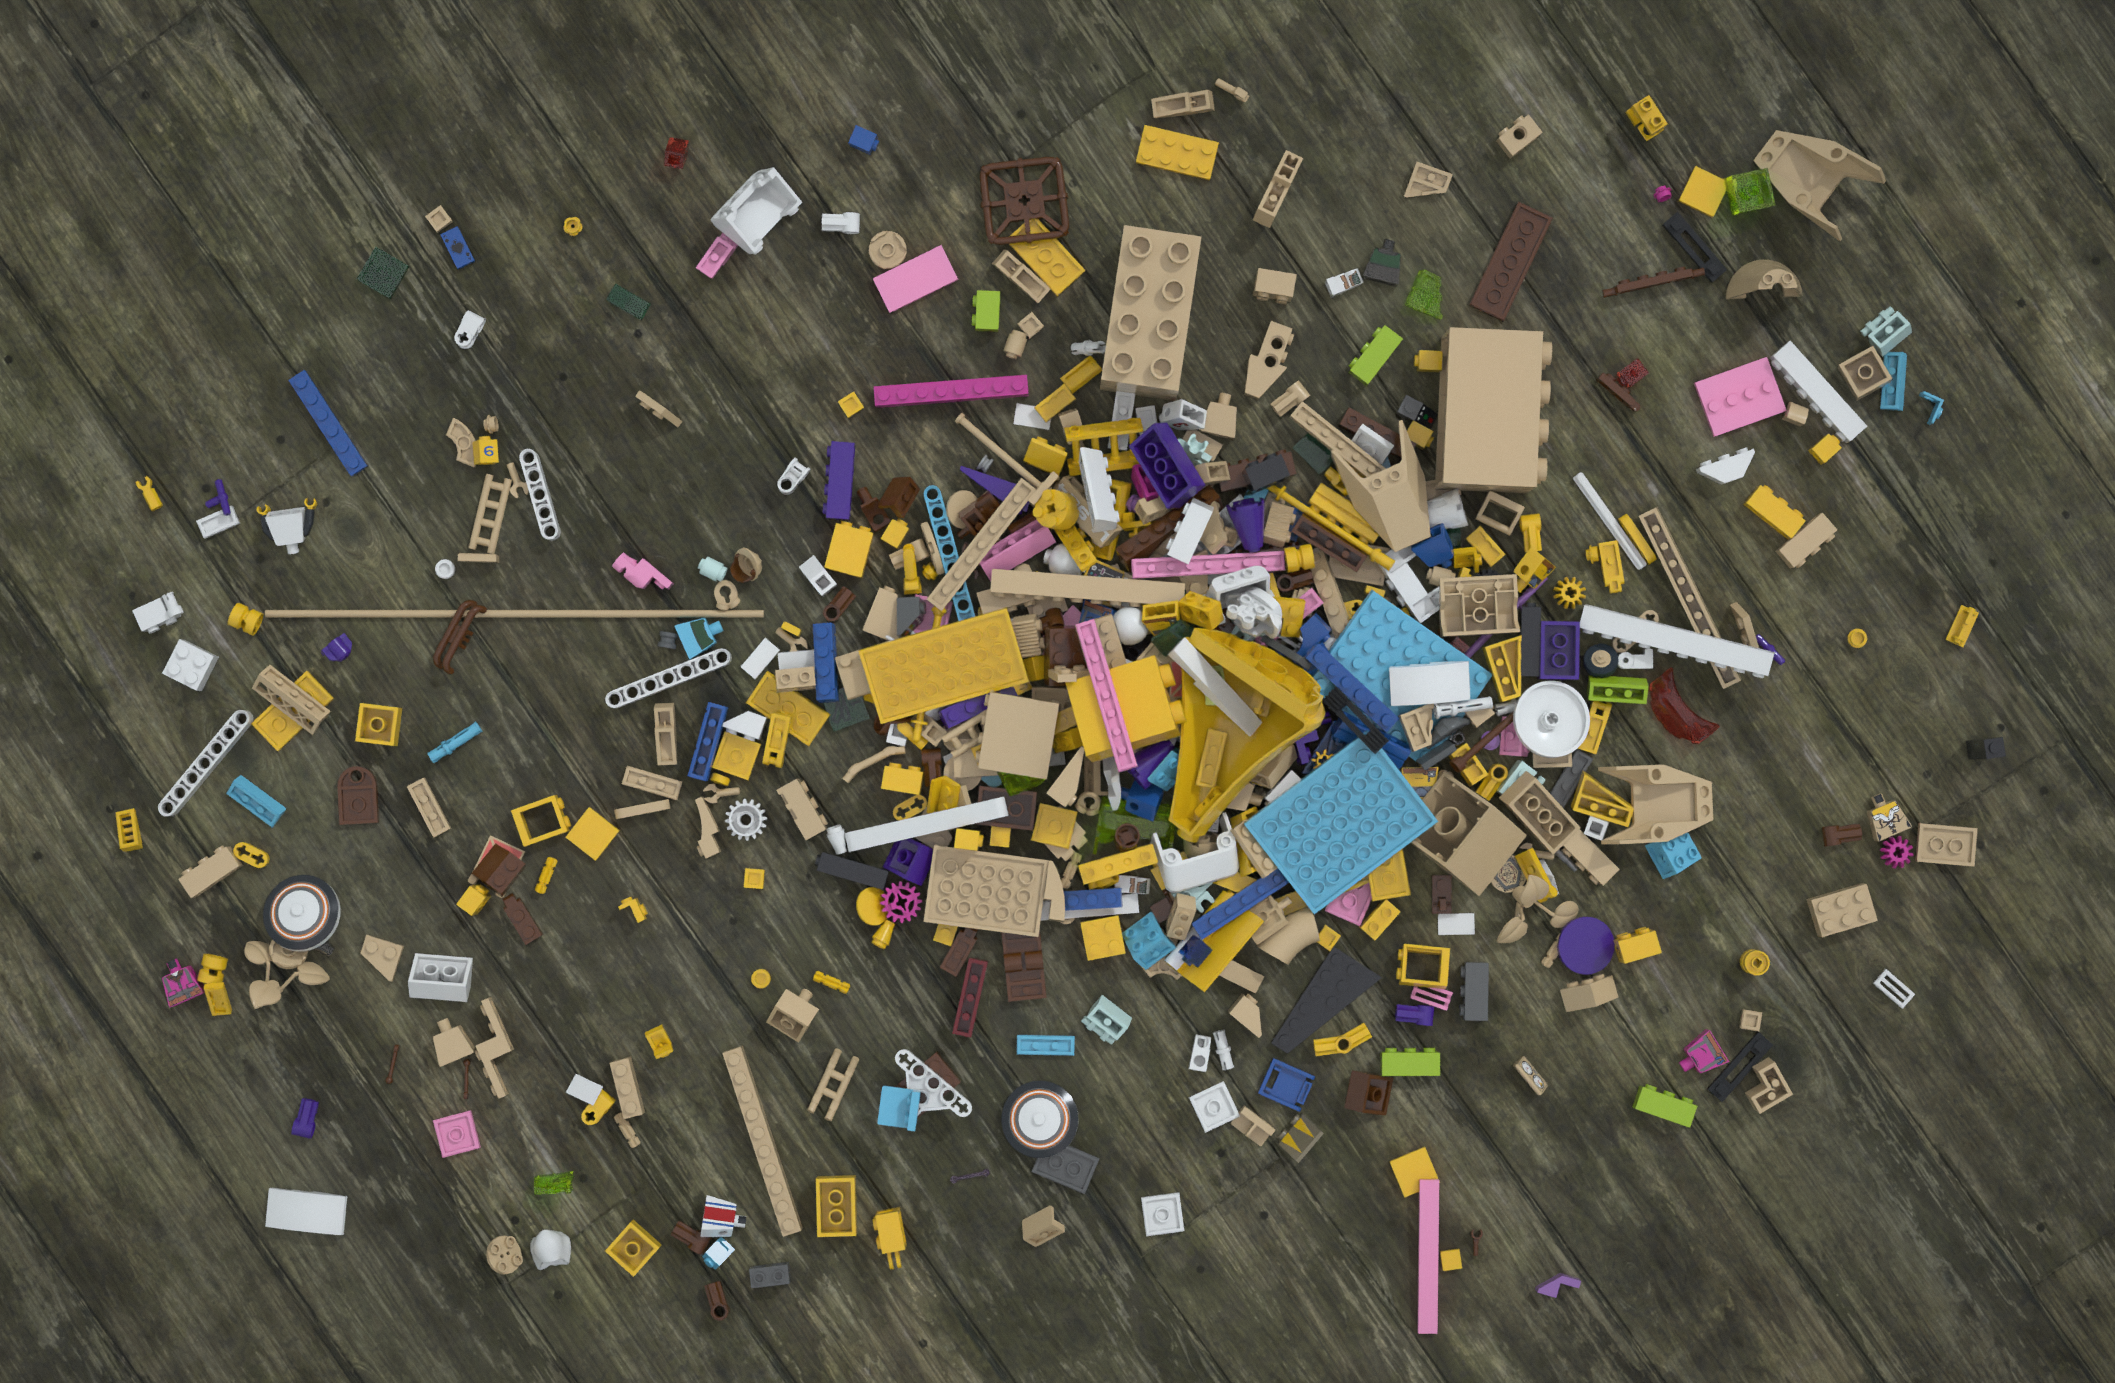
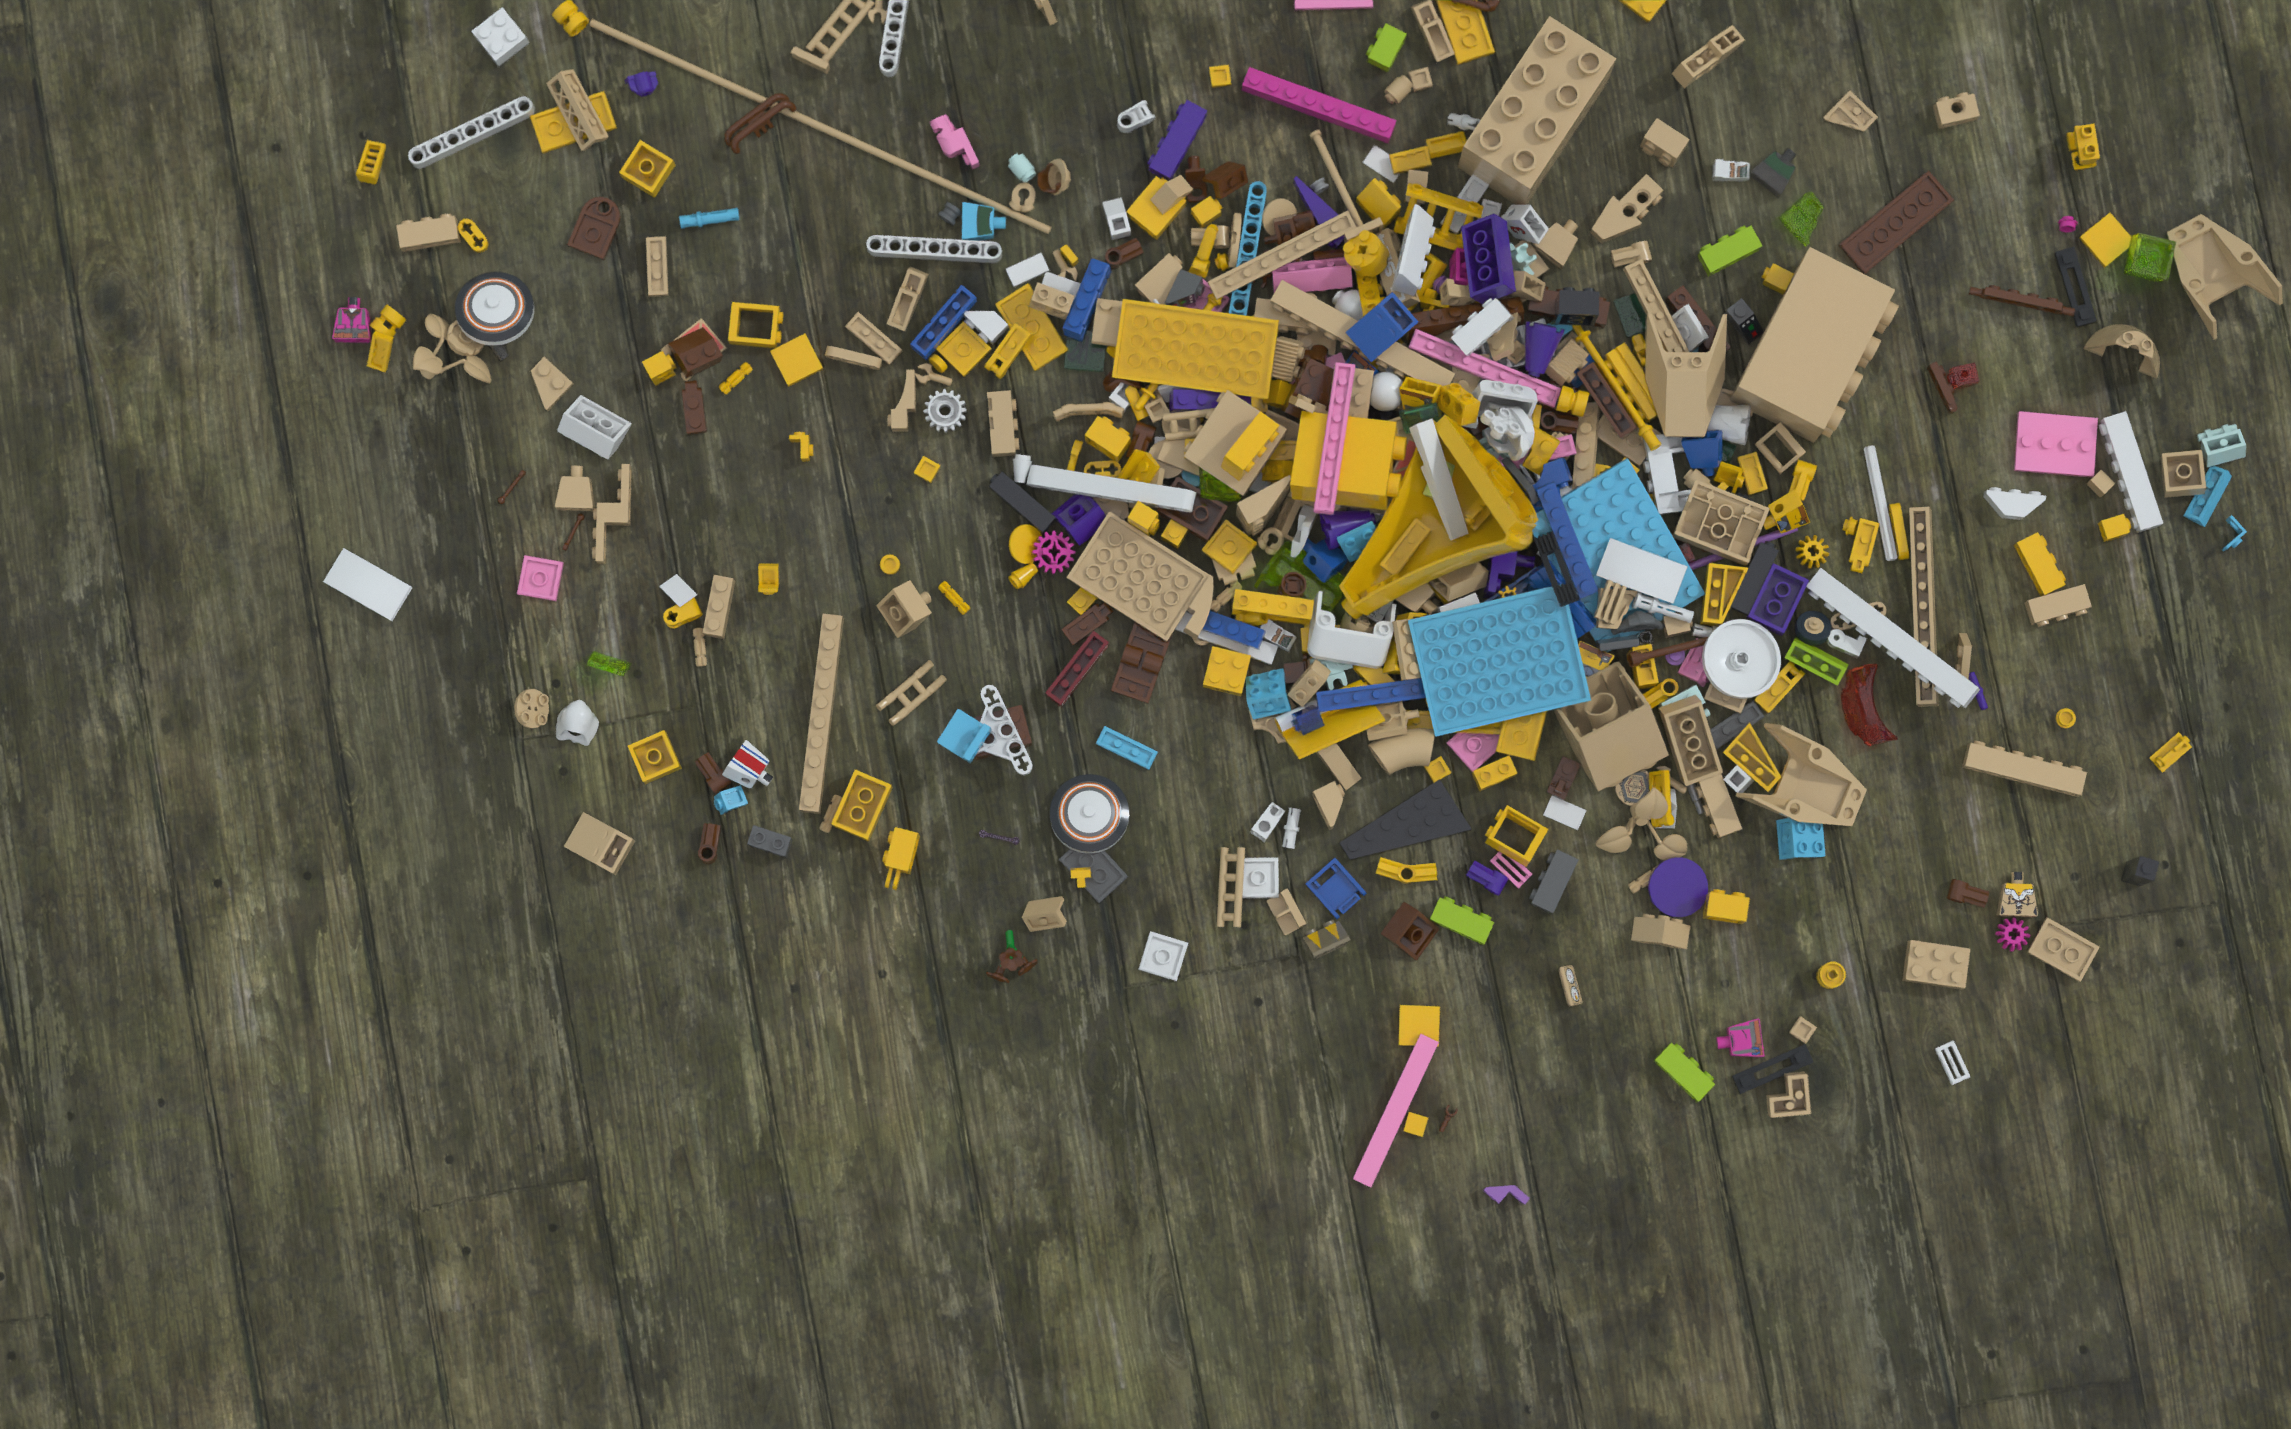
camera: 30 degrees right, 5 degrees down
(256, 800) = (500, 188): medium azure slope -> none
(304, 1123) = (404, 504): dark purple piece -> none
(445, 569) = (774, 56): white tile -> none
(620, 1346) = (599, 843): none -> tan slope
(812, 1224) = (831, 811): none -> tan axle
(857, 533) = (1171, 194): none -> tan slope
(878, 799) = (1075, 452): none -> yellow bar
(1030, 1283) = (1011, 959): none -> reddish brown plant
(1034, 734) = (1250, 446): none -> yellow wedge
(1057, 1178) = (1081, 874): none -> yellow tile
(1101, 572) = (1381, 326): none -> blue slope
(1107, 1020) = (1198, 748): light aqua brick -> none
(1195, 1116) = (1238, 895): none -> tan bar
(1415, 725) = (1616, 587): none -> tan tile
(1420, 435) = (1738, 342): yellow brick -> none
(1842, 701) = (2023, 769): none -> tan brick

